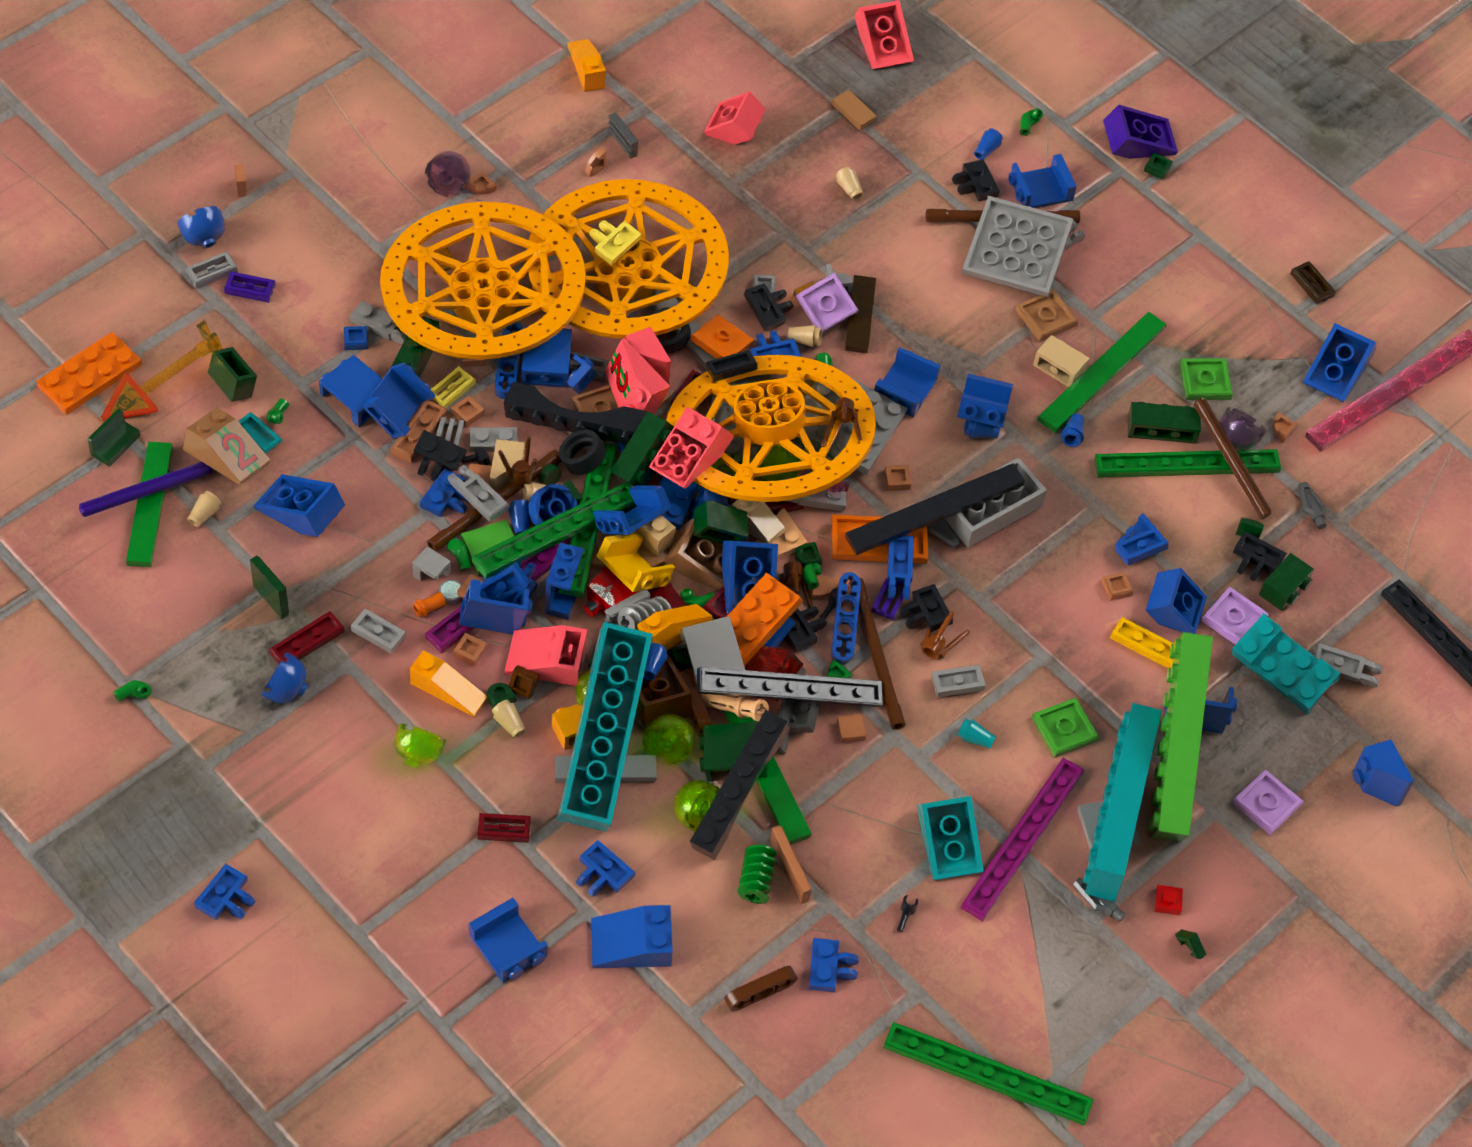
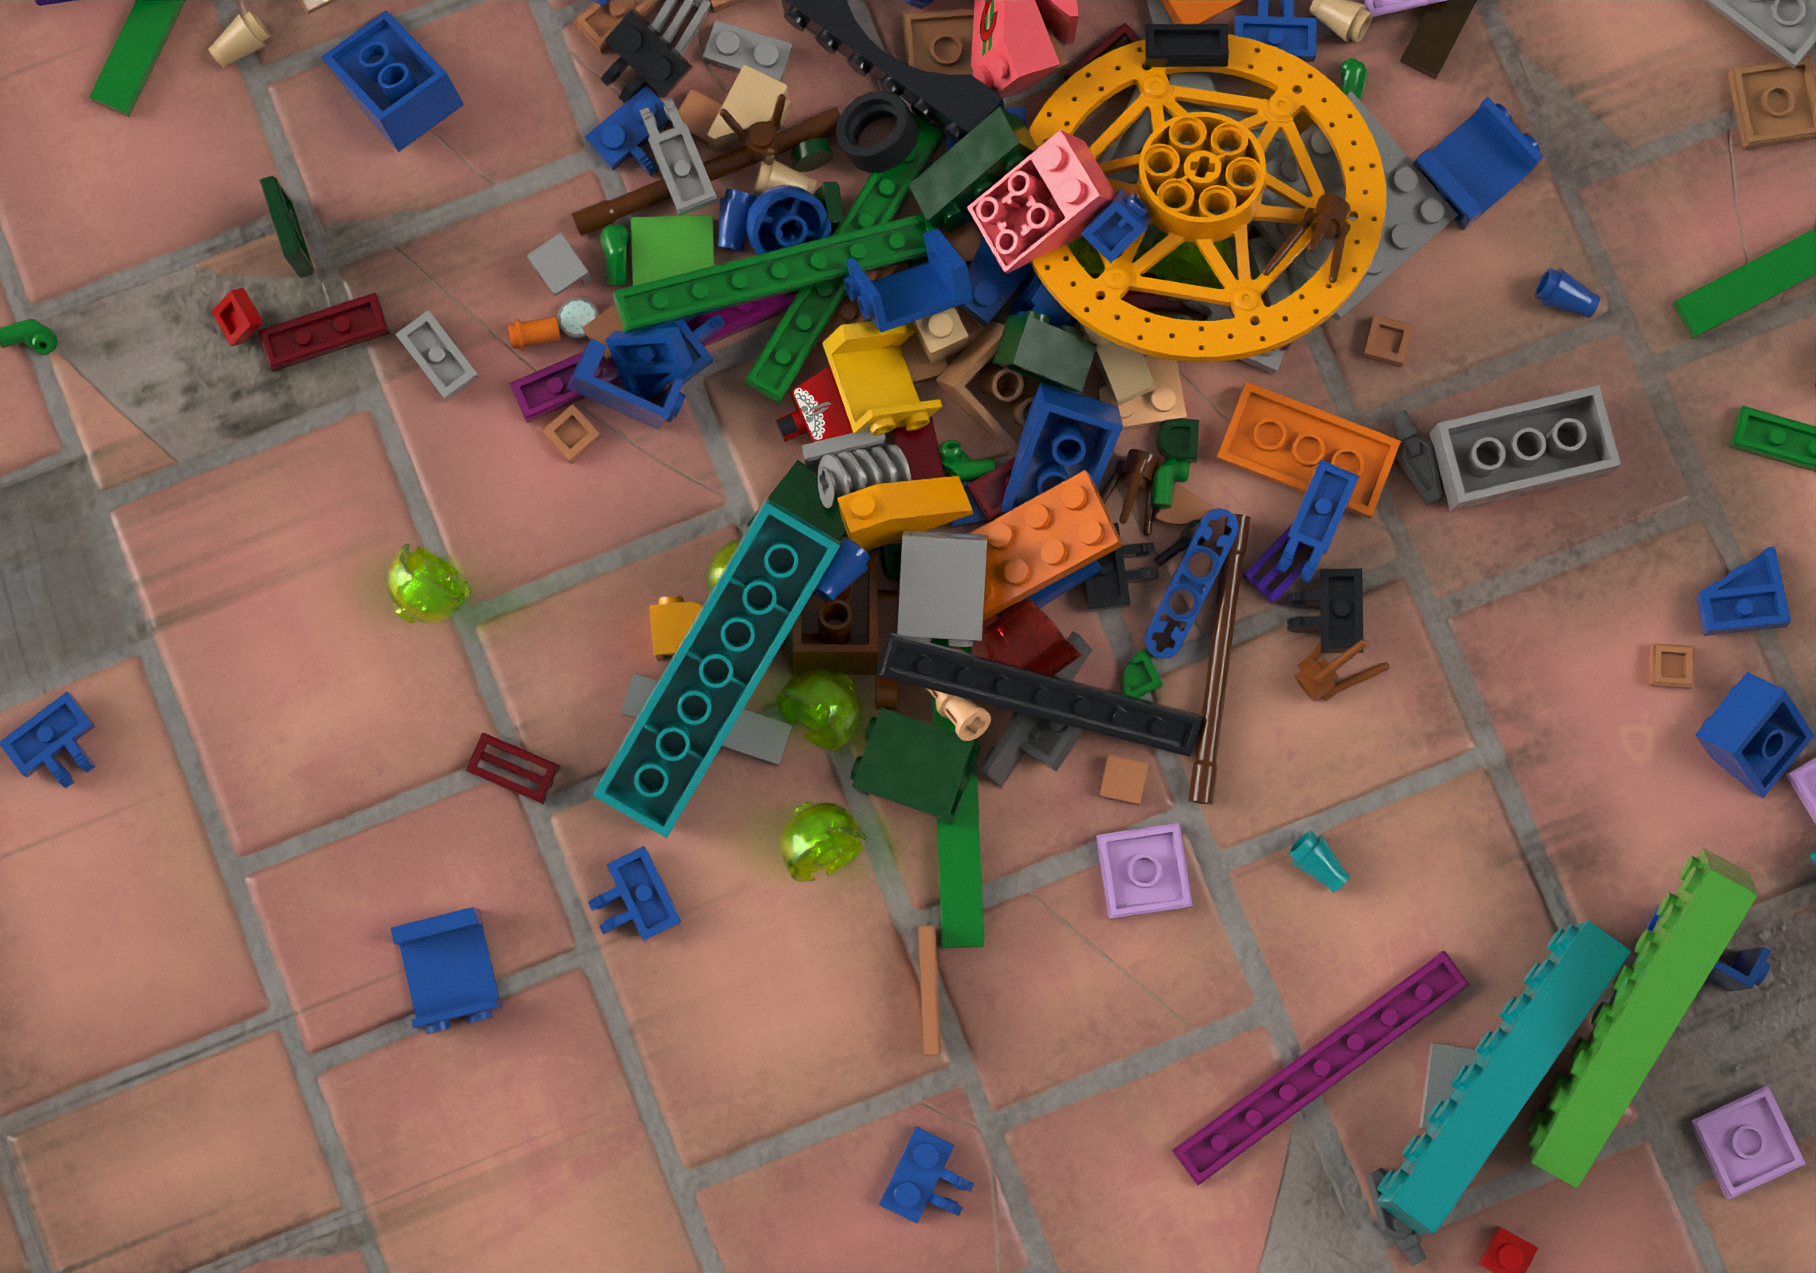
camera: 25 degrees right, 25 degrees up
(254, 644) = (237, 316): none -> red plate
(287, 681) = (261, 403): blue cylinder -> none
(446, 684) = (511, 490): light orange slope -> none
(480, 456) = (715, 81): black hand -> none
(499, 692) = (589, 534): dark green tile -> none
(508, 717) = (586, 582): tan cone -> none
(523, 681) = (630, 525): reddish brown tile -> none
(550, 652) = (685, 489): coral slope -> none
(562, 577) = (747, 369): blue panel -> none
(633, 938) = (636, 1030): blue slope -> none
(727, 803) = (893, 840): black arch -> none
(735, 444) = (1117, 225): none -> blue bracket
(757, 874) = (867, 992): green piece -> none
(761, 988) = (801, 1184): reddish brown beam -> none
(882, 770) = (1144, 871): none -> lavender tile
(907, 910) = (1078, 1134): black hand -> none
(934, 509) = (1415, 441): black tile -> none
(950, 837) = (1201, 1030): teal slope -> none
(958, 681) = (1330, 756): light grey plate -> none
(985, 400) = (1591, 249): blue panel -> none
(1060, 361) = (1761, 206): tan brick -> none
(1065, 727) = (1472, 895): bright green tile -> none
(1074, 431) = (1722, 352): blue cone -> none
(1142, 642) = (1686, 800): yellow tile -> none

